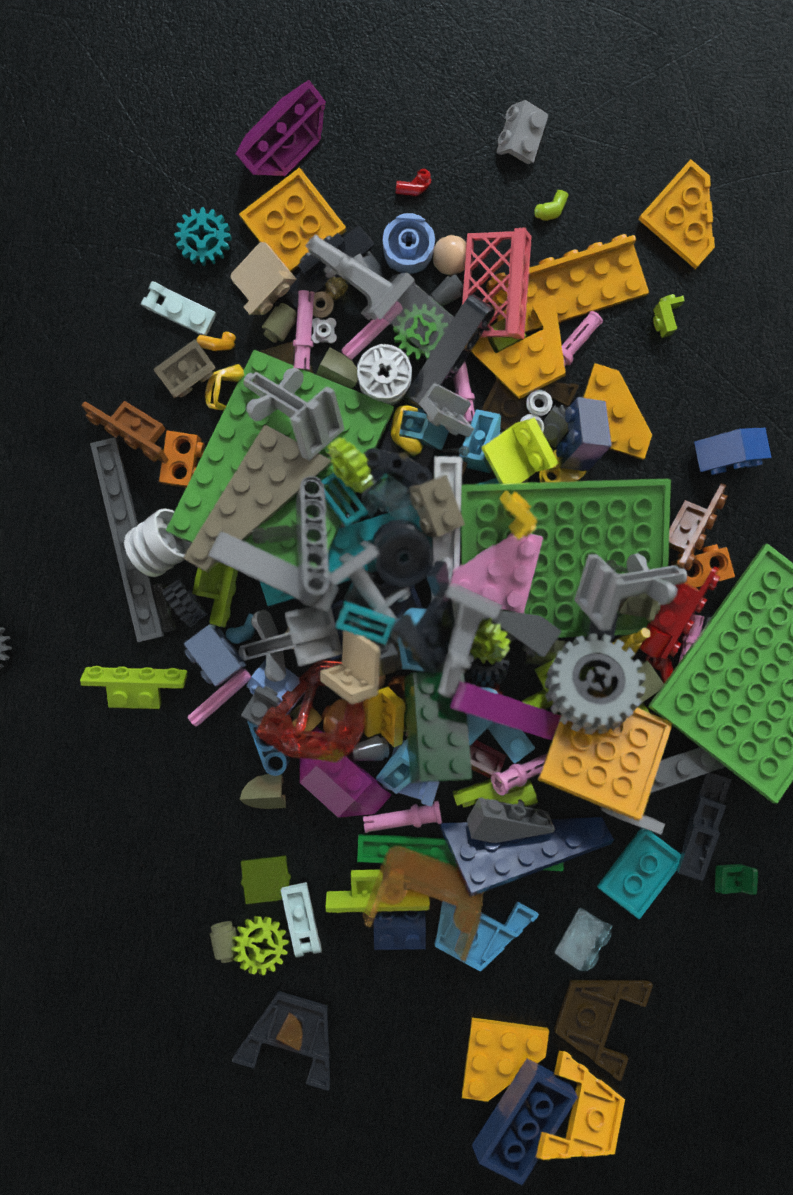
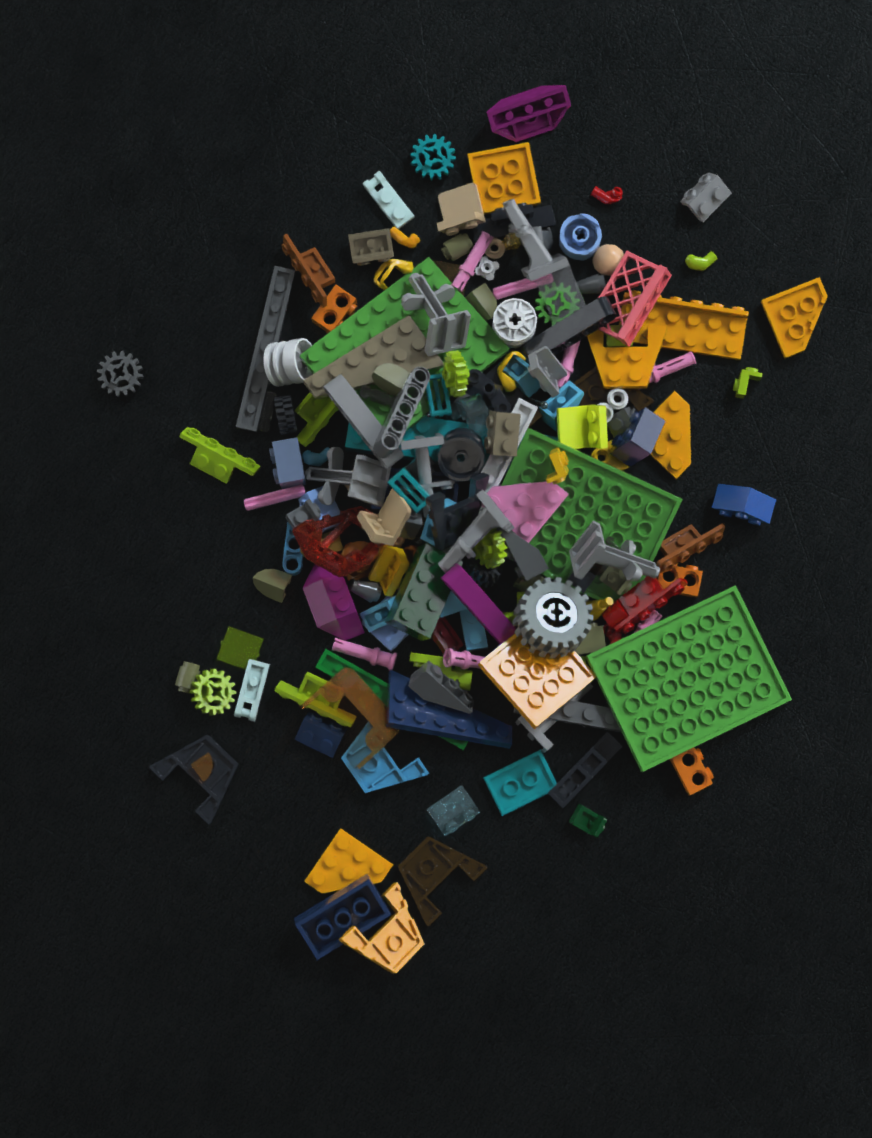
camera: 25 degrees right, 5 degrees down
(279, 506) = (390, 378): none -> olive brick

